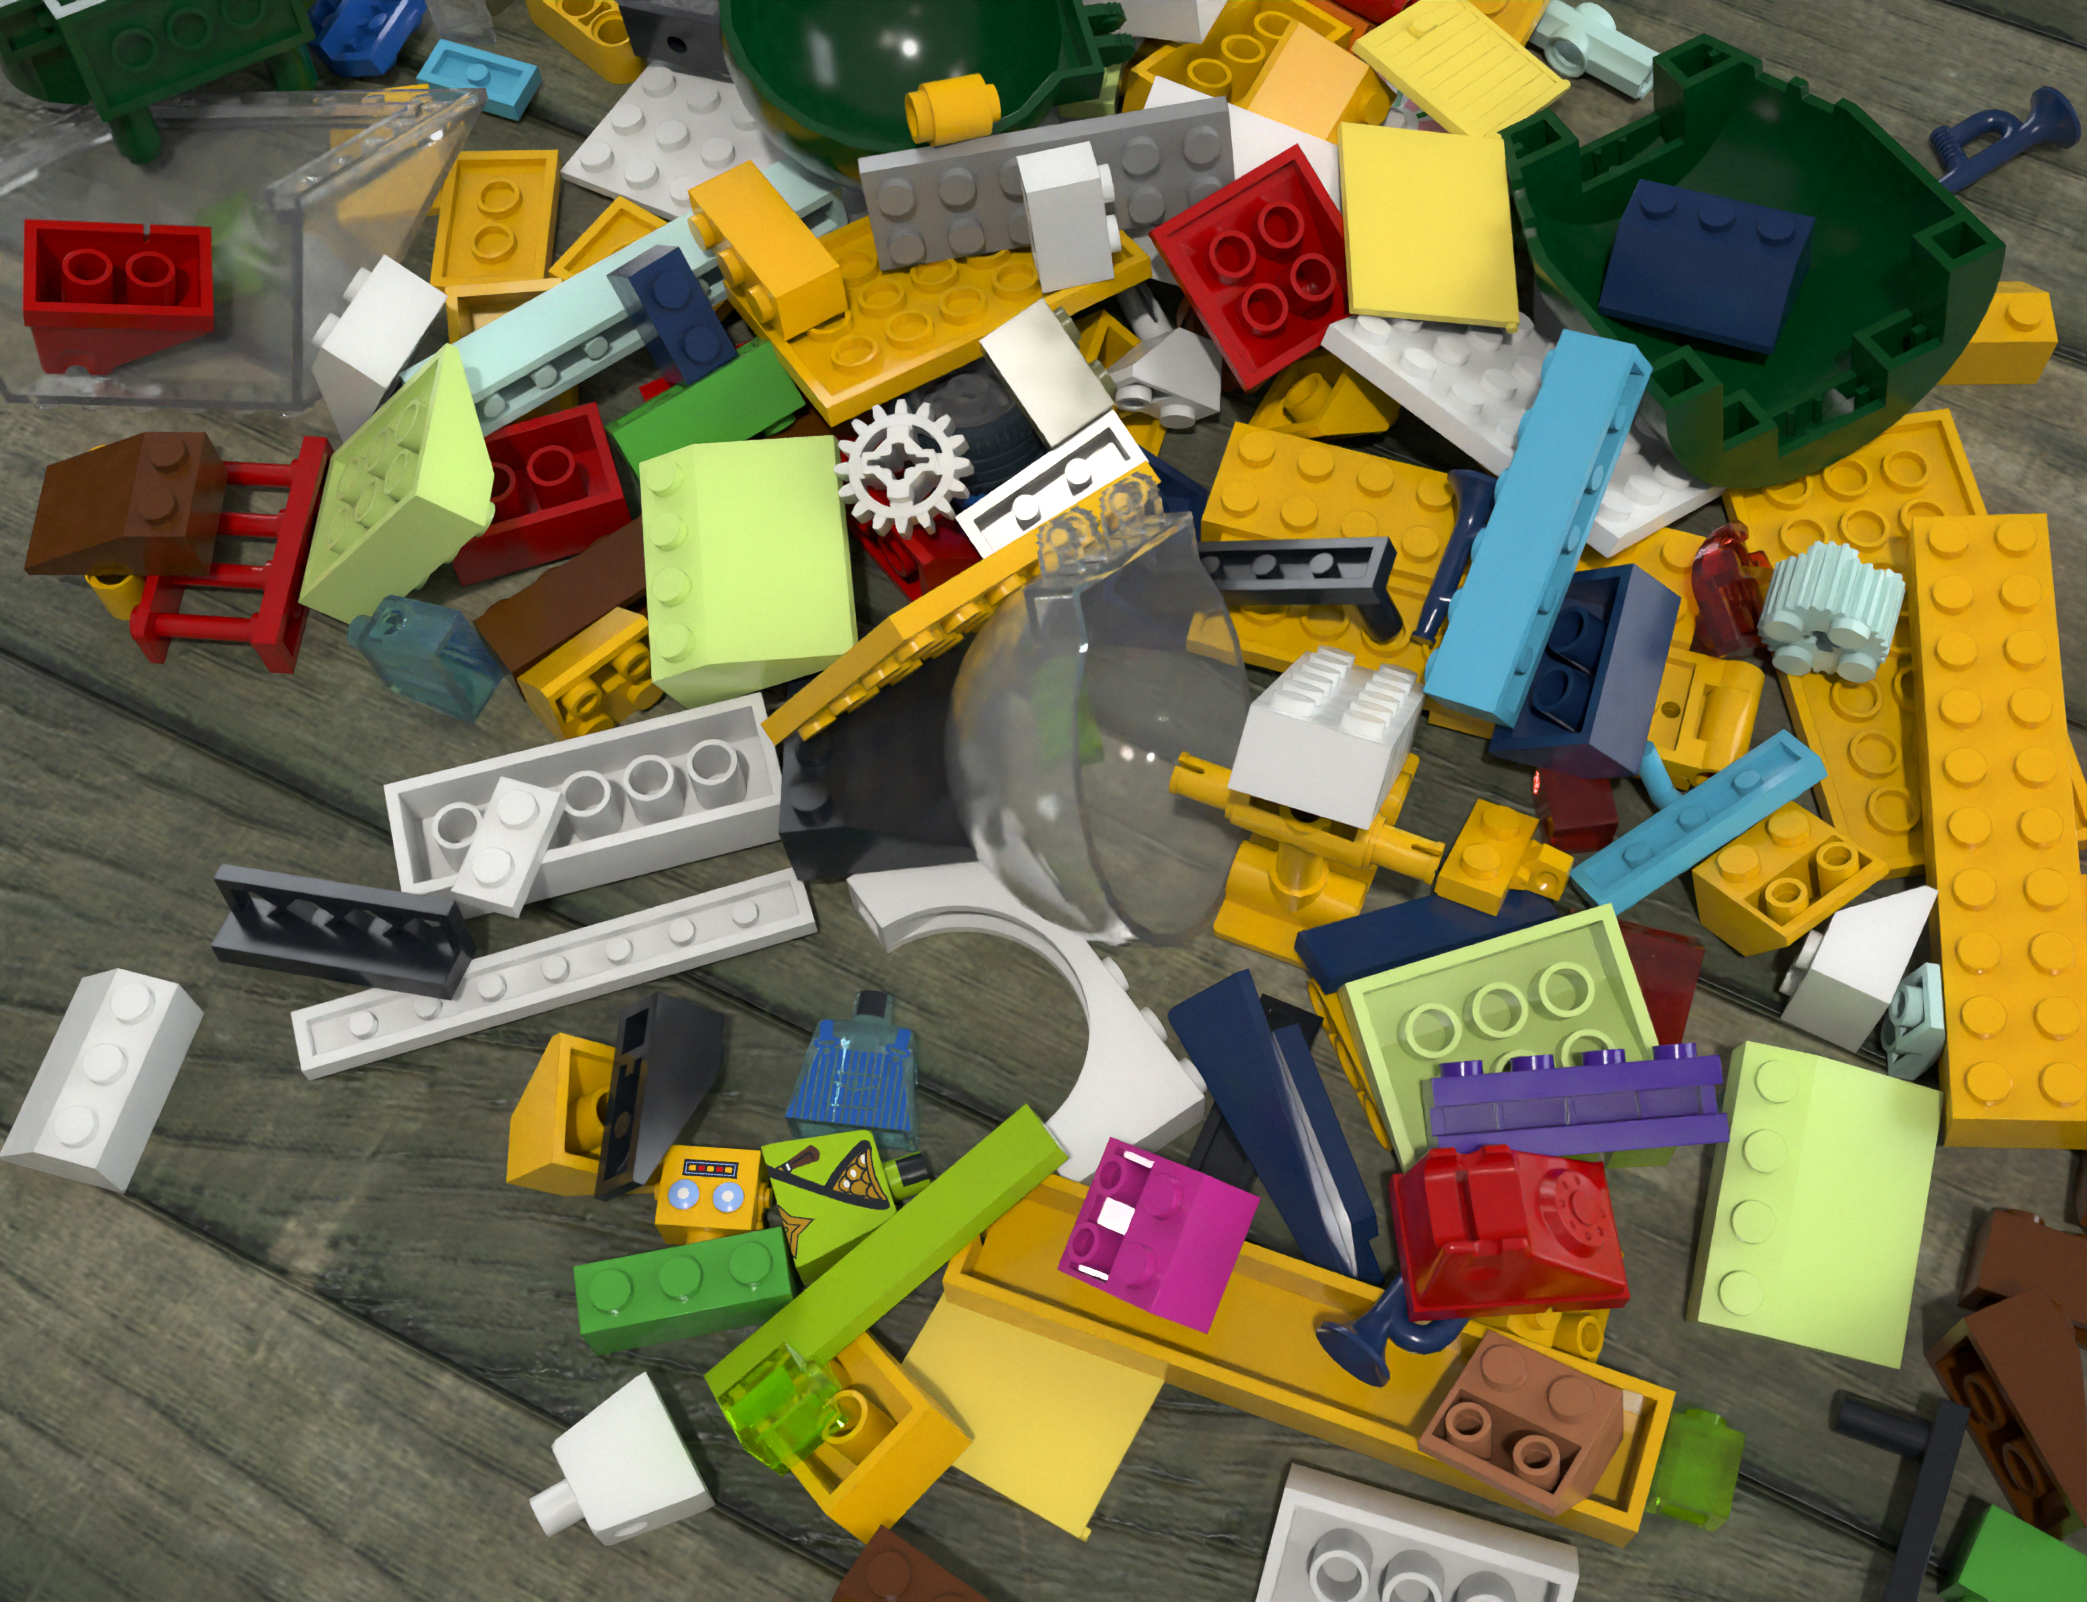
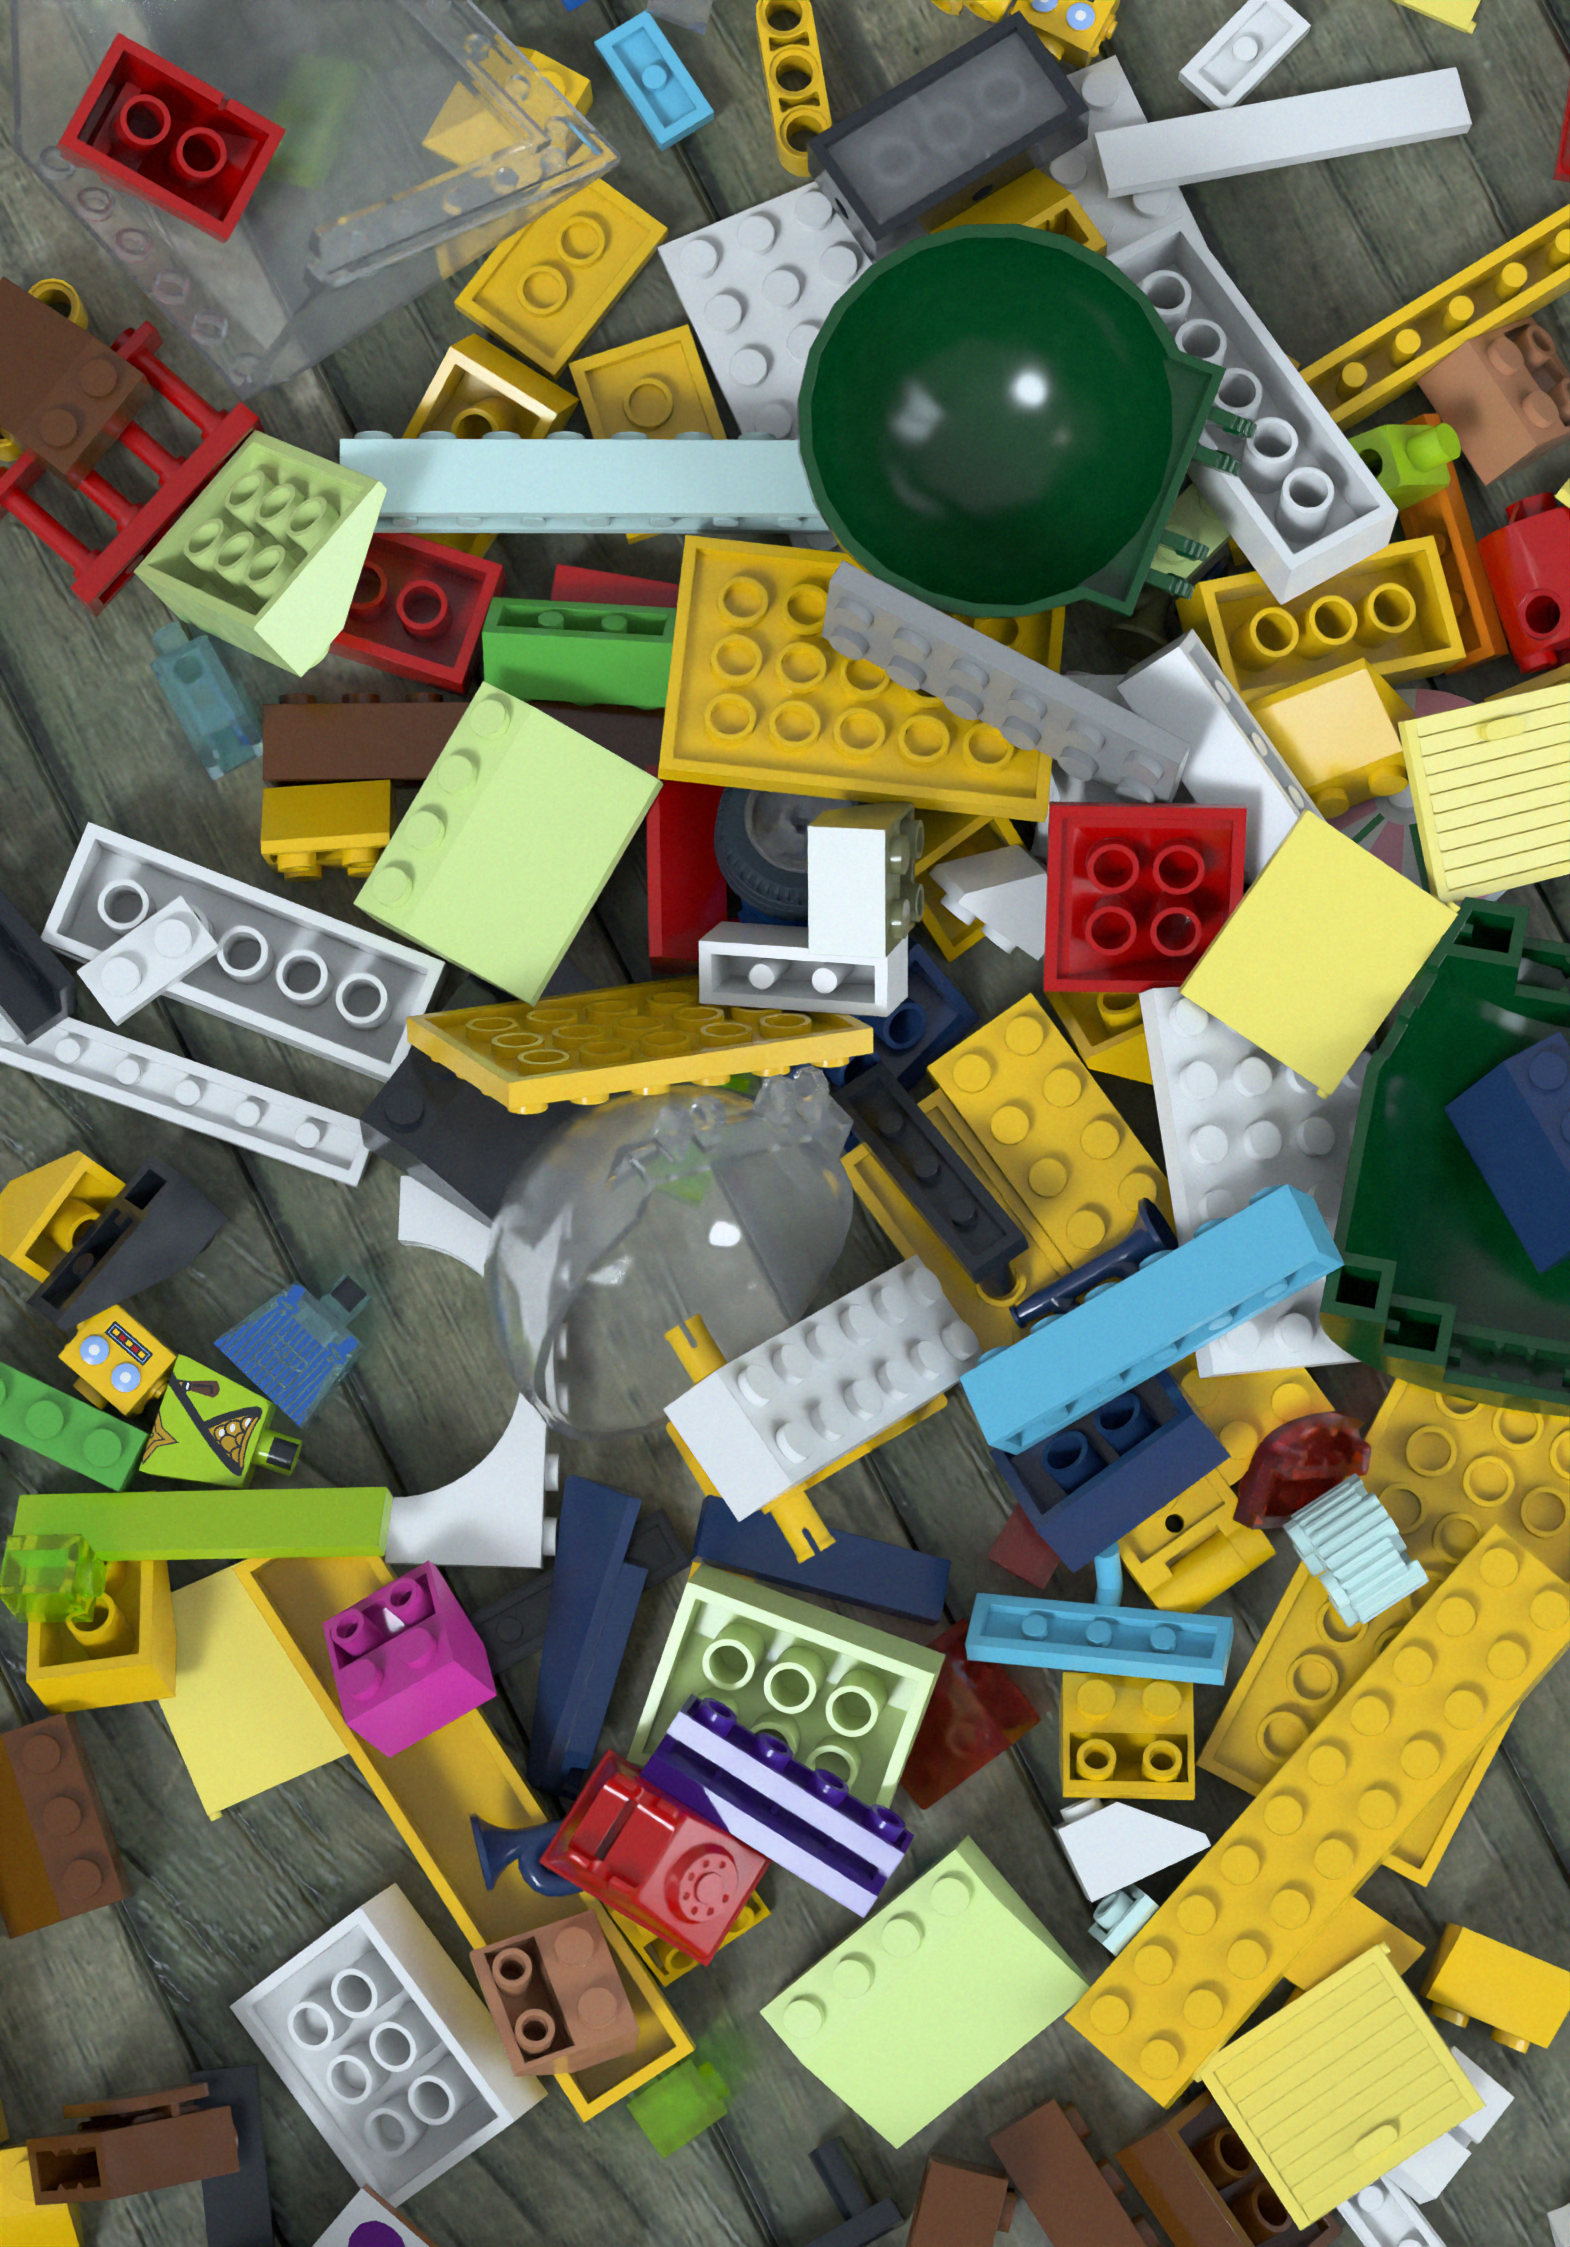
camera: 35 degrees right, 20 degrees up
(372, 341) = (347, 384): white slope -> none
(672, 314) = (608, 554): dark blue brick -> none
(766, 251) = (724, 557): yellow brick -> none
(902, 444) = (665, 852): white gear -> none
(952, 110) = (948, 583): yellow brick -> none
(1068, 216) = (986, 743): white brick -> none
(1498, 855) = (931, 1540): yellow hinge -> none

